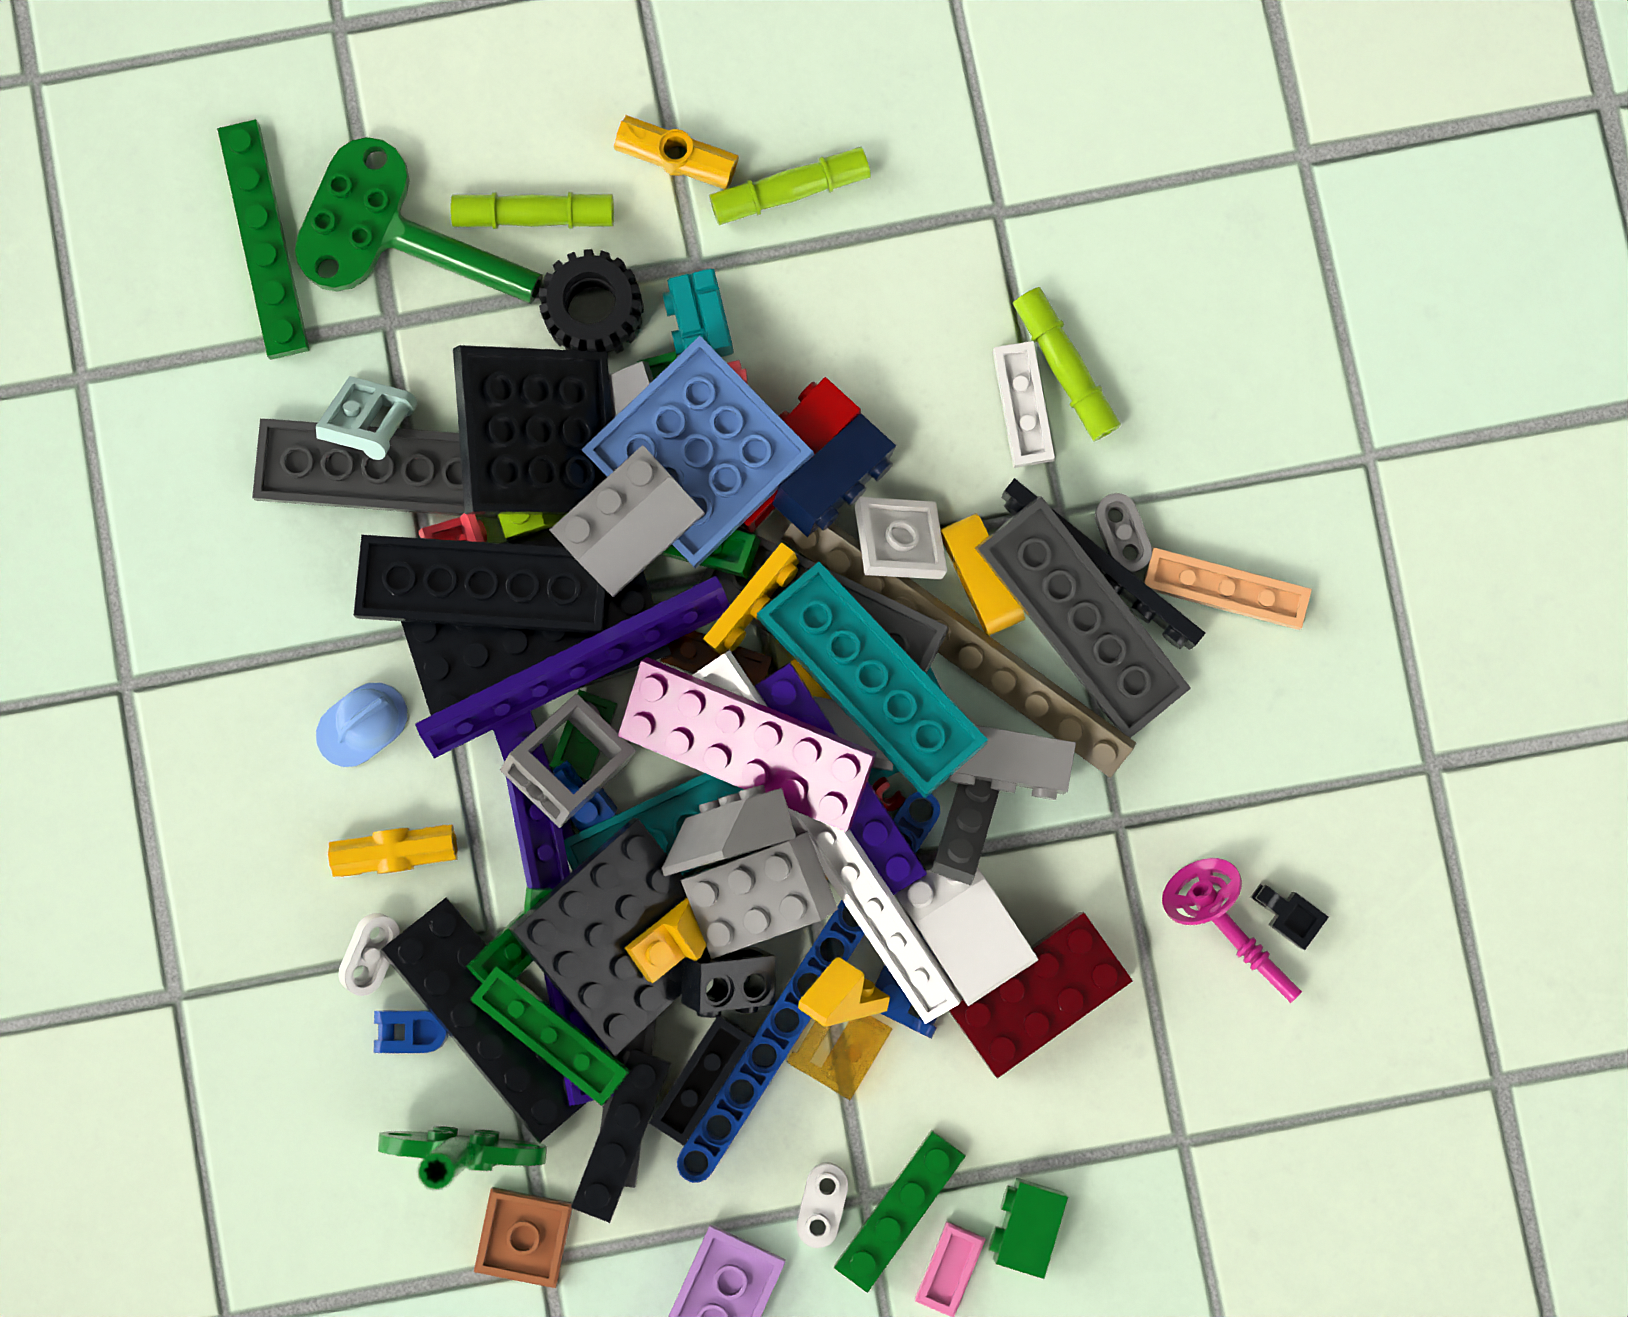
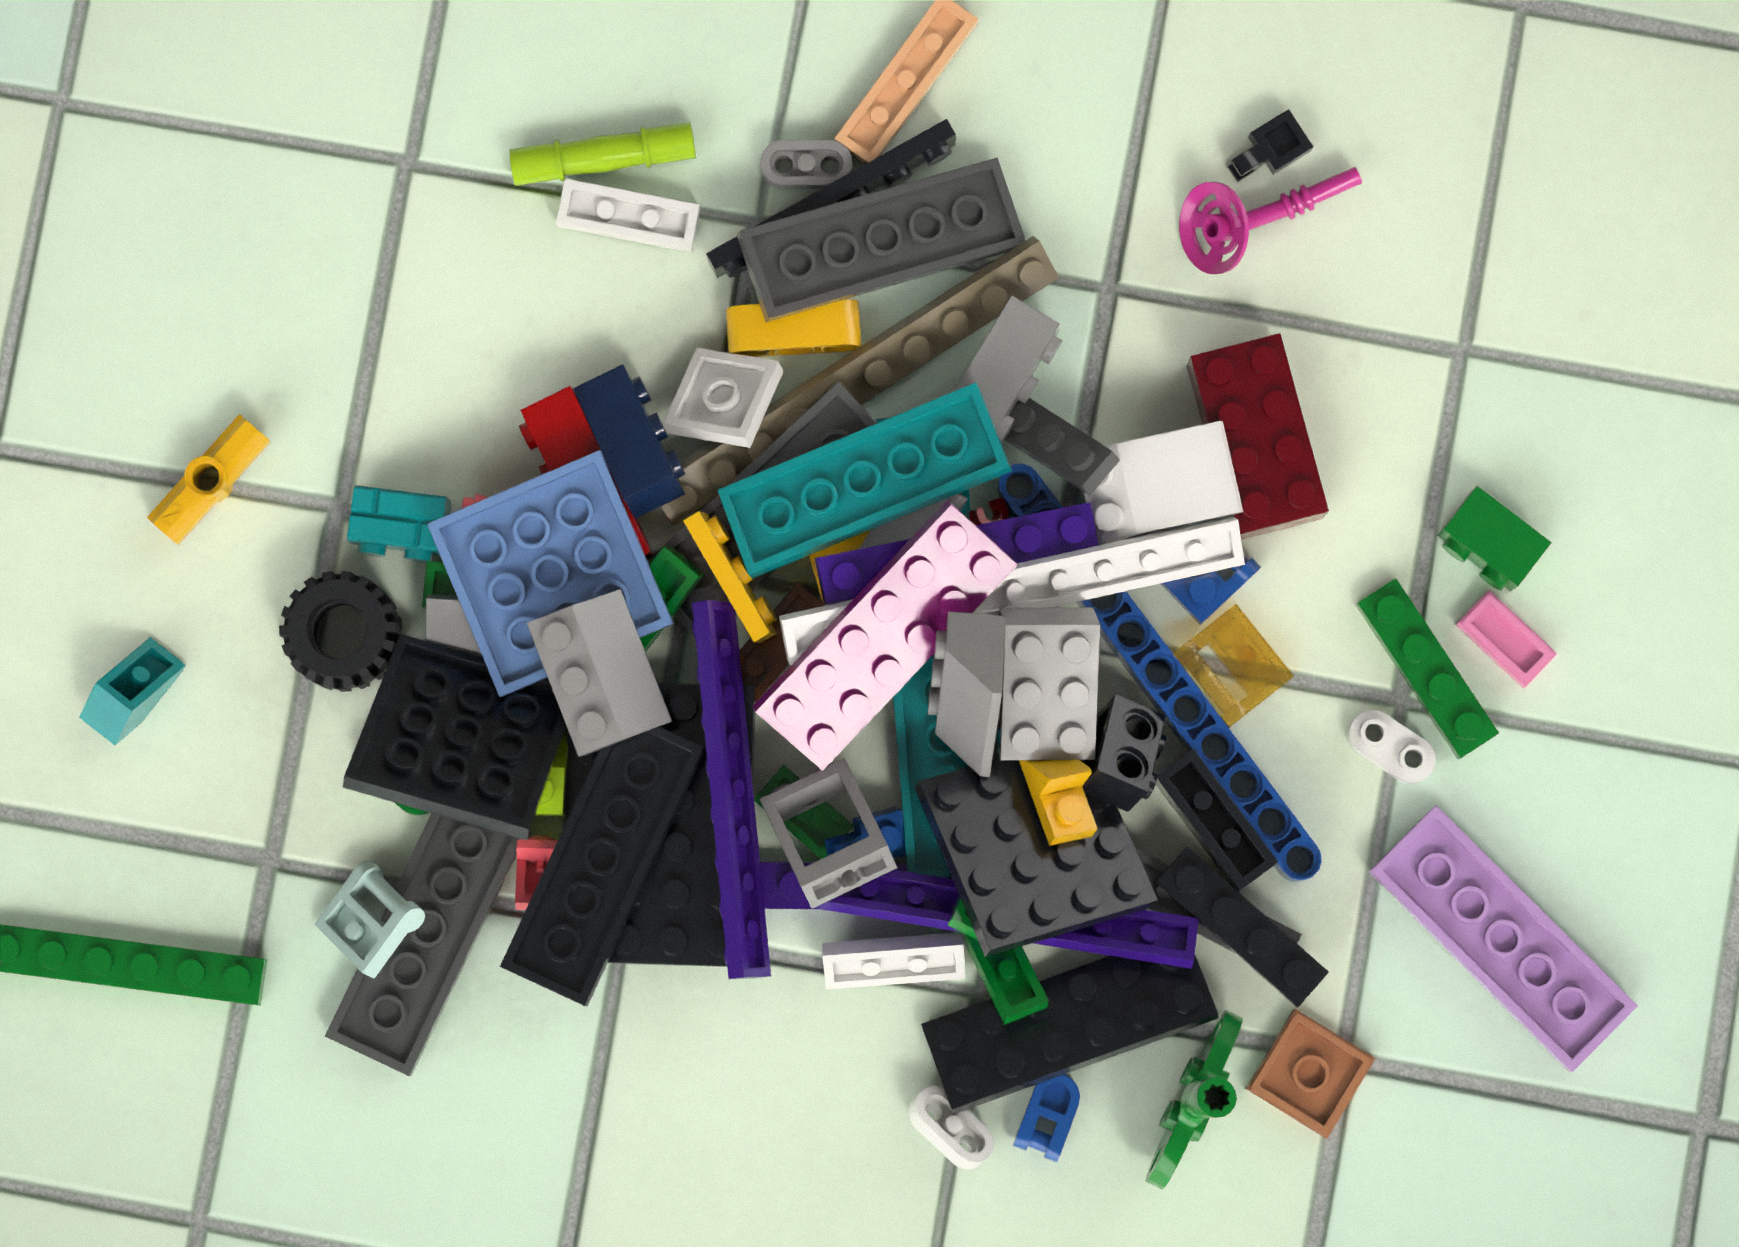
camera: 65 degrees left, 0 degrees up
(360, 217) = (144, 848): green piece -> none
(361, 724) = (699, 1050): light blue piece -> none
(392, 850) = (850, 1062): yellow piece -> none
(482, 158) = (131, 691): none -> teal slope
(488, 854) = (893, 960): none -> white plate
(532, 210) = (210, 657): lime piece -> none
(550, 1035) = (1111, 957): green plate -> none
(790, 185) = (293, 372): lime piece -> none
(842, 995) = (1183, 638): yellow slope -> none

